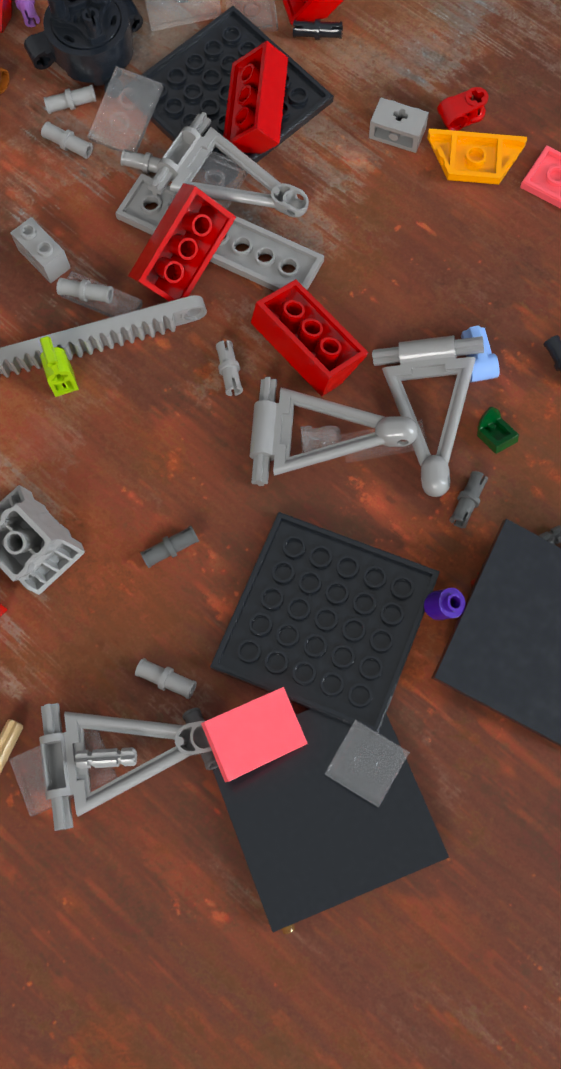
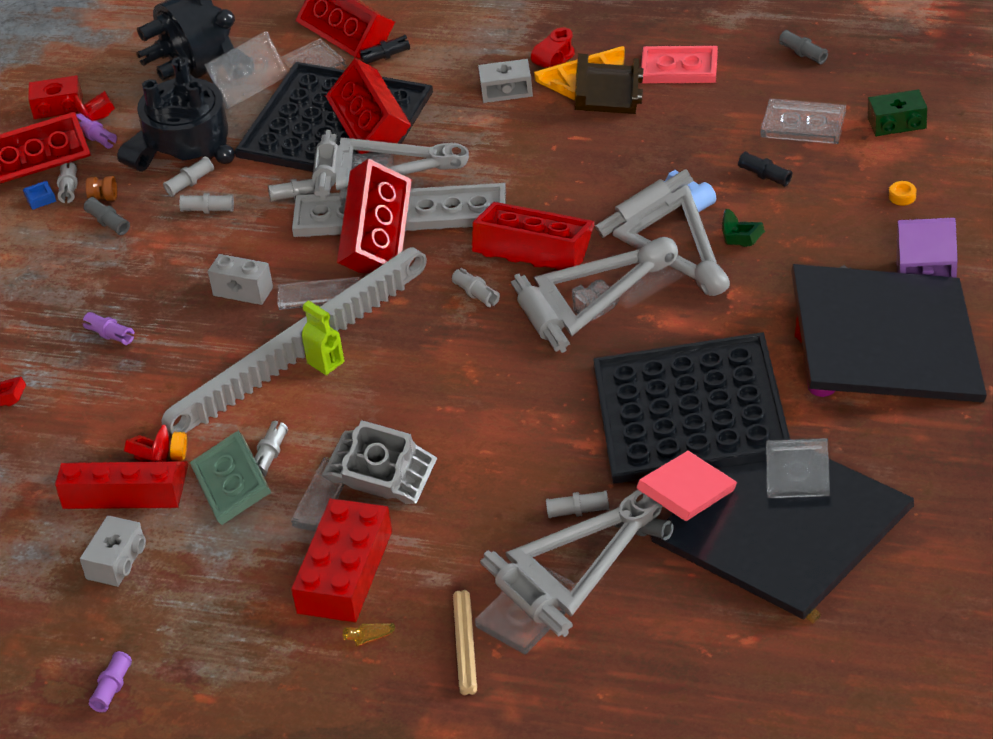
camera: 25 degrees left, 30 degrees down
(84, 290) = (305, 285): light grey pin -> none
(105, 758) = (568, 555): light grey axle -> none
(125, 111) = (249, 161): clear tile -> none
(169, 546) = (513, 420): dark grey pin -> none
(444, 604) = (783, 340): dark purple brick -> none
(468, 499) = (752, 282): dark grey pin -> none
(481, 183) = (607, 86): none -> dark brown panel

